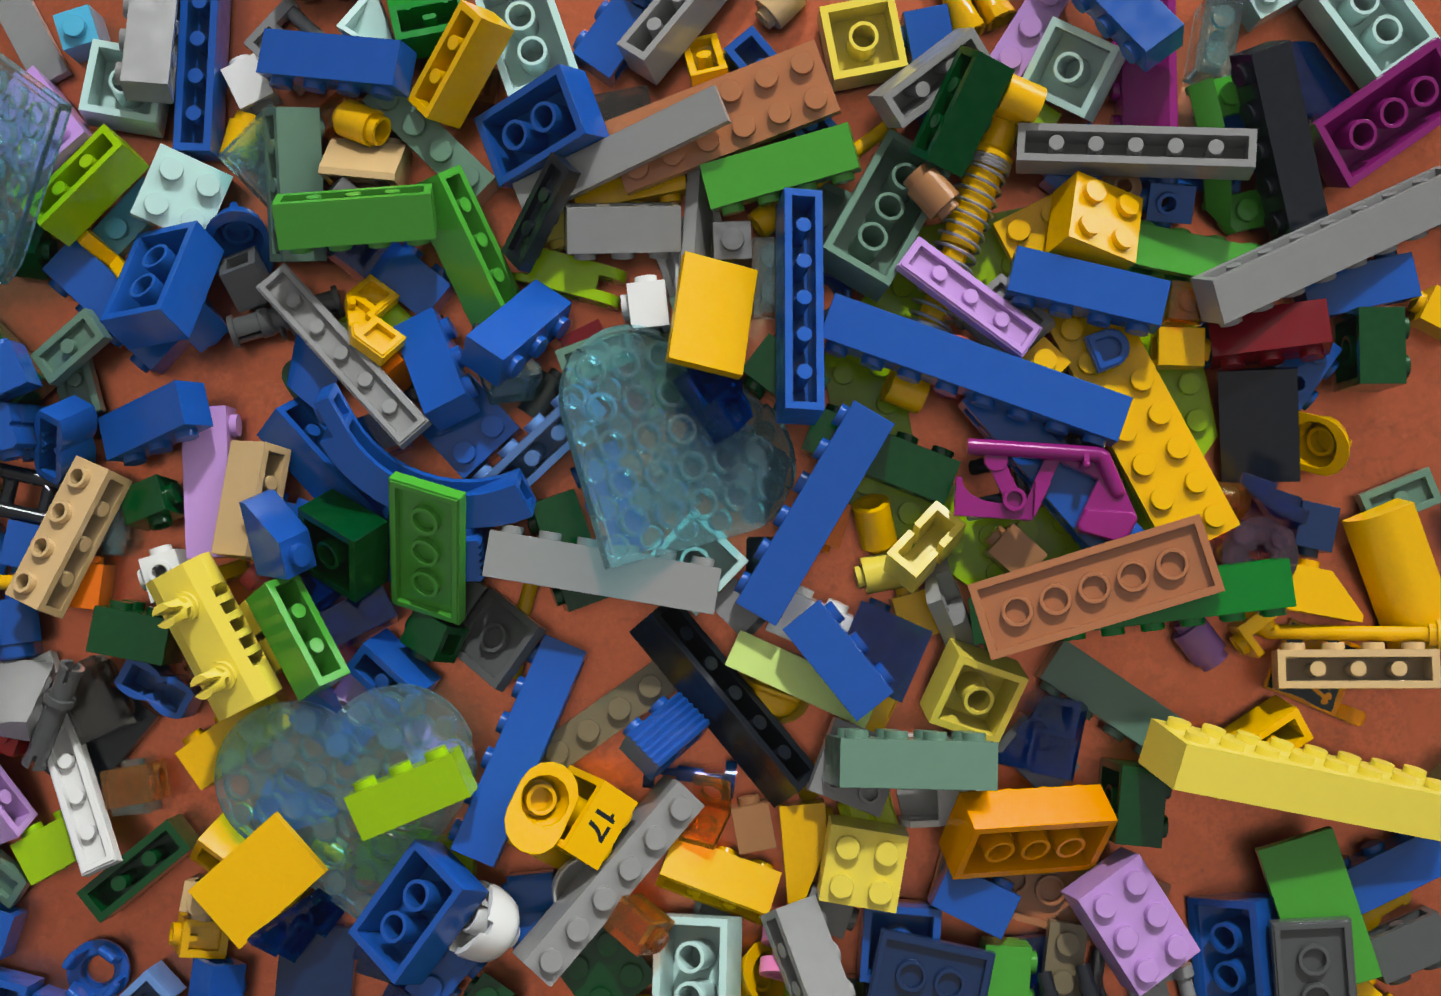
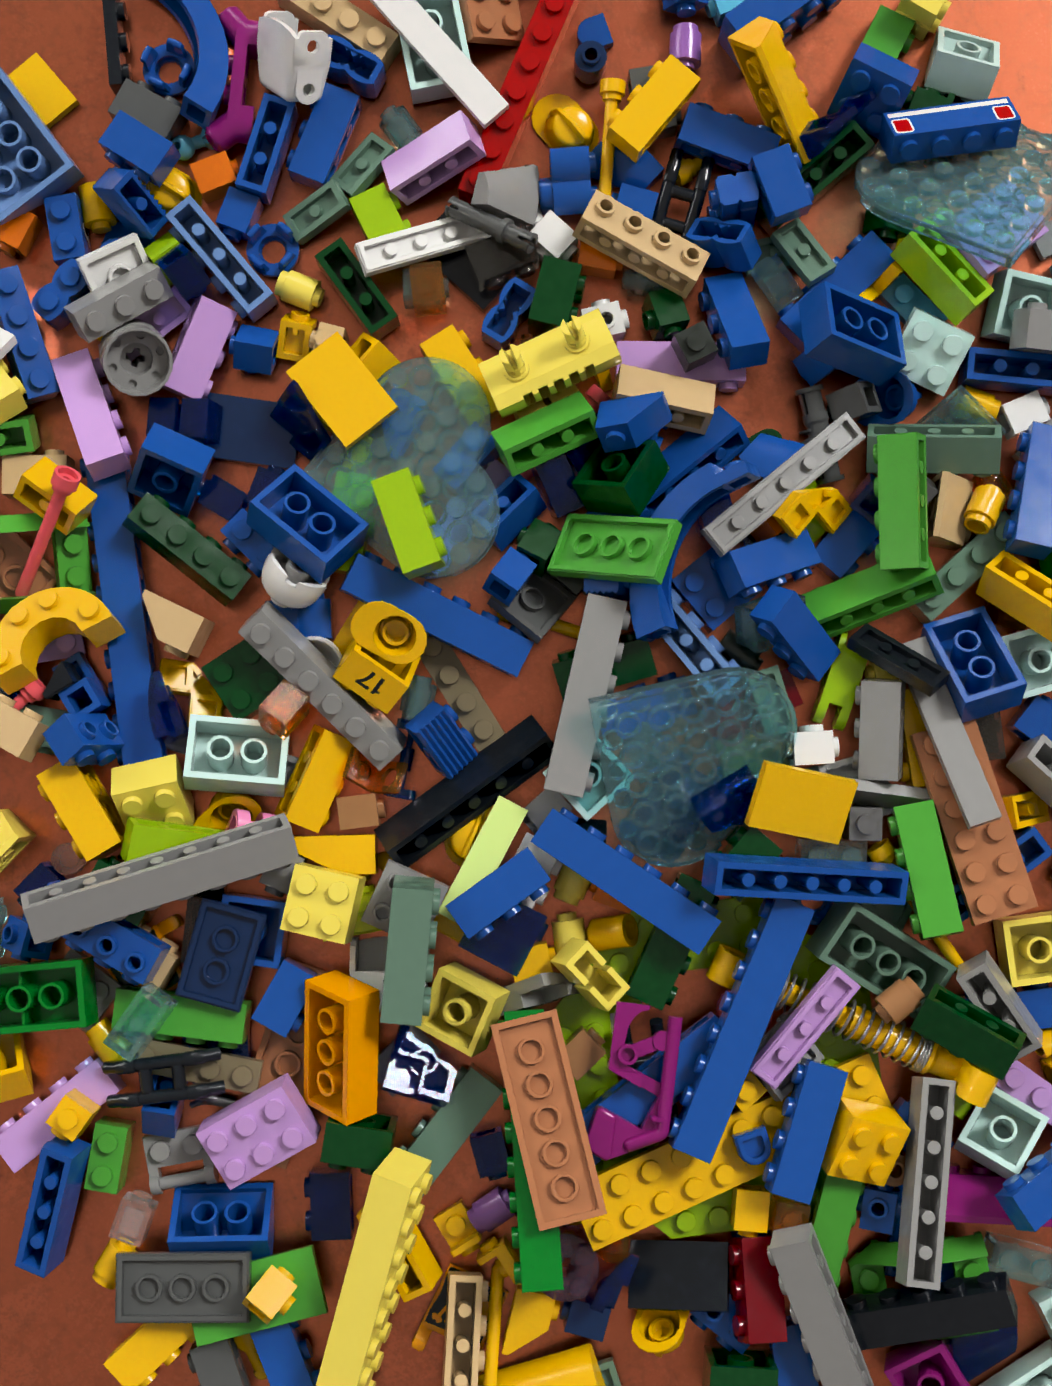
camera: 85 degrees right, 0 degrees up
(49, 921) = (317, 212): none -> sand green plate
(66, 637) = (555, 238): none -> white brick
(108, 376) = (776, 282): none -> clear light blue brick
(144, 936) = (299, 290): none -> light yellow brick
(187, 467) = (694, 346): none -> pearl dark grey brick
(468, 668) = (509, 576): none -> blue brick
(615, 766) = (417, 696): none -> clear light blue brick
(825, 574) = (570, 886): none -> light yellow brick
(1135, 649) = (490, 1152): none -> clear blue brick
(1207, 829) = (330, 1204): none -> clear blue brick
(1225, 680) = (458, 1229): none -> yellow bracket
(1317, 894) = (271, 1294): none -> yellow brick

